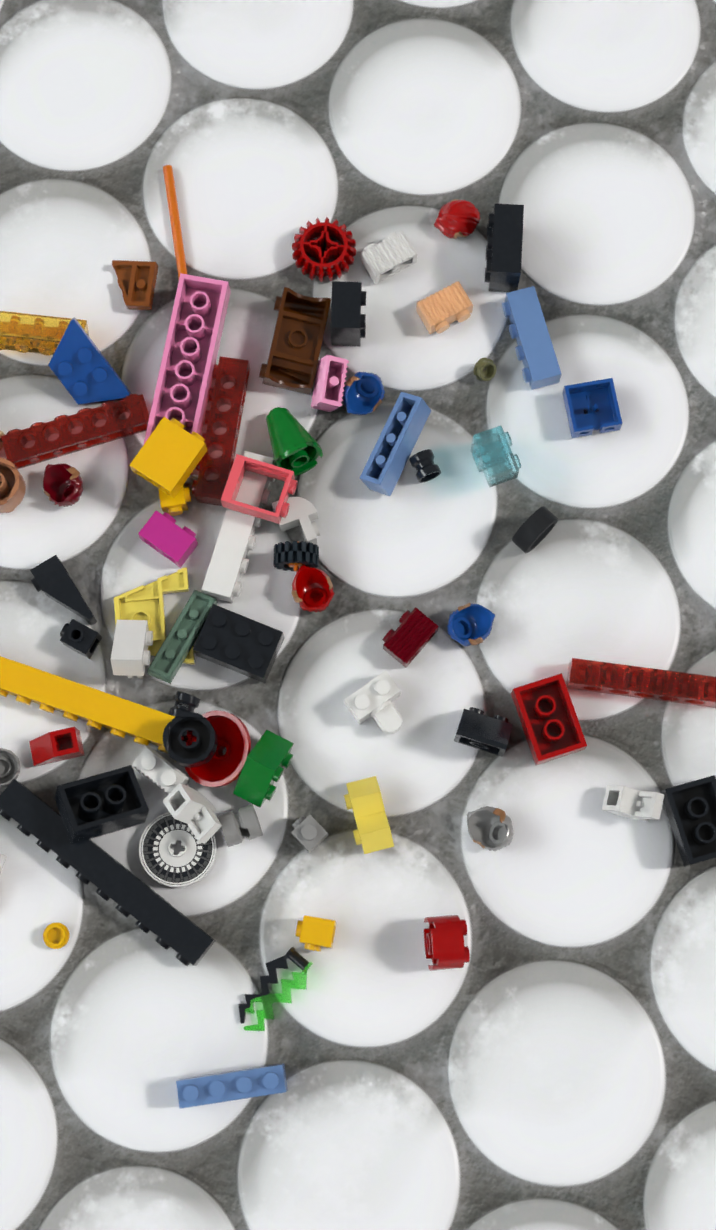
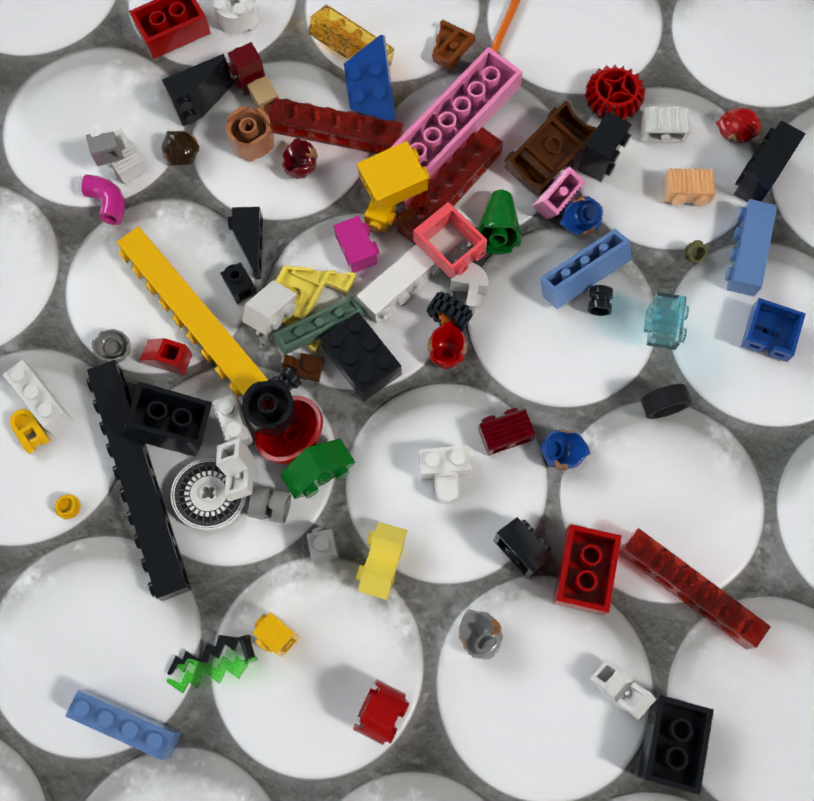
camera: 30 degrees right, 5 degrees down
(194, 680) = (307, 367): none -> reddish brown plate

